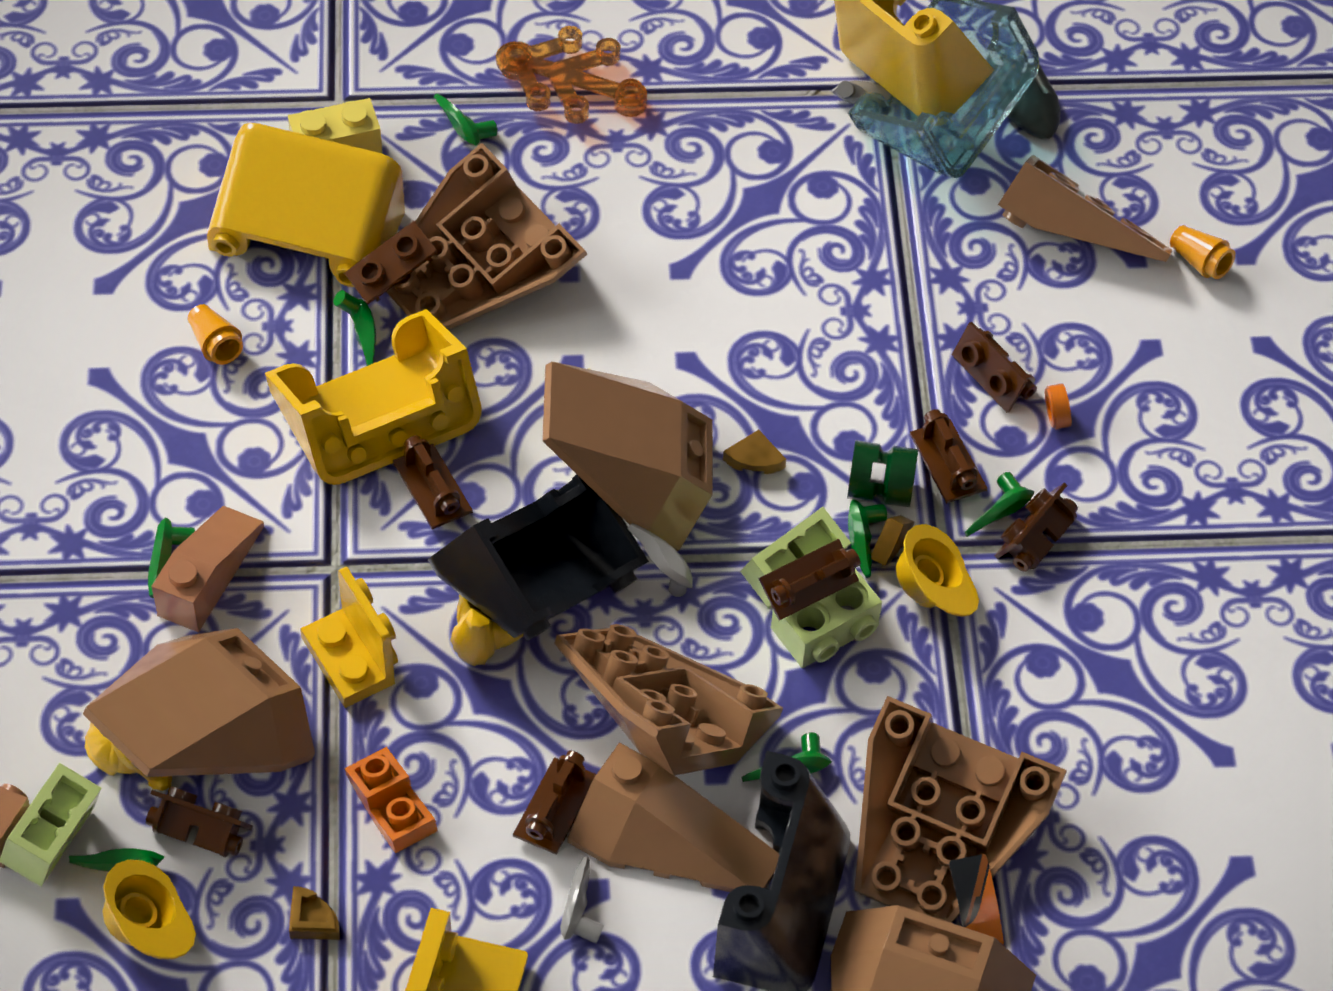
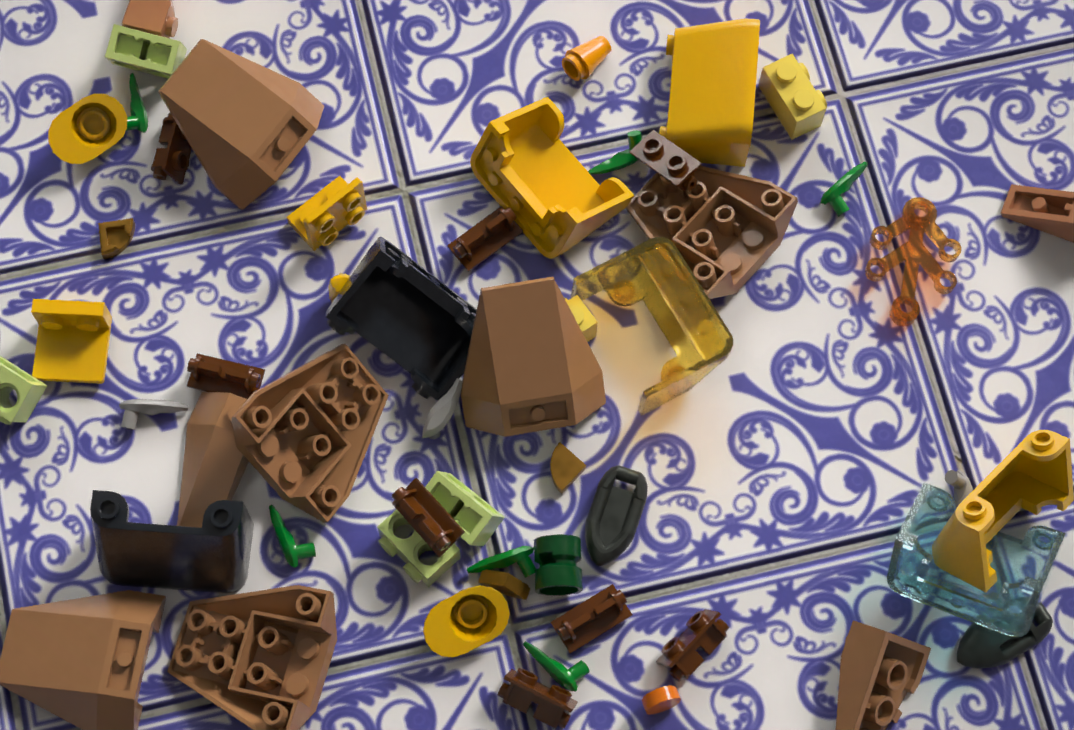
camera: 80 degrees right, 15 degrees up
(164, 539) = (397, 69): green bar -> none
(204, 567) = (382, 101): nougat slope -> none
(391, 800) = (213, 268): orange slope -> none
(595, 290) = (677, 303): none -> clear yellow windscreen
(823, 412) = (614, 514): none -> pearl dark grey piece
(976, 895) = (185, 689): sticker -> none

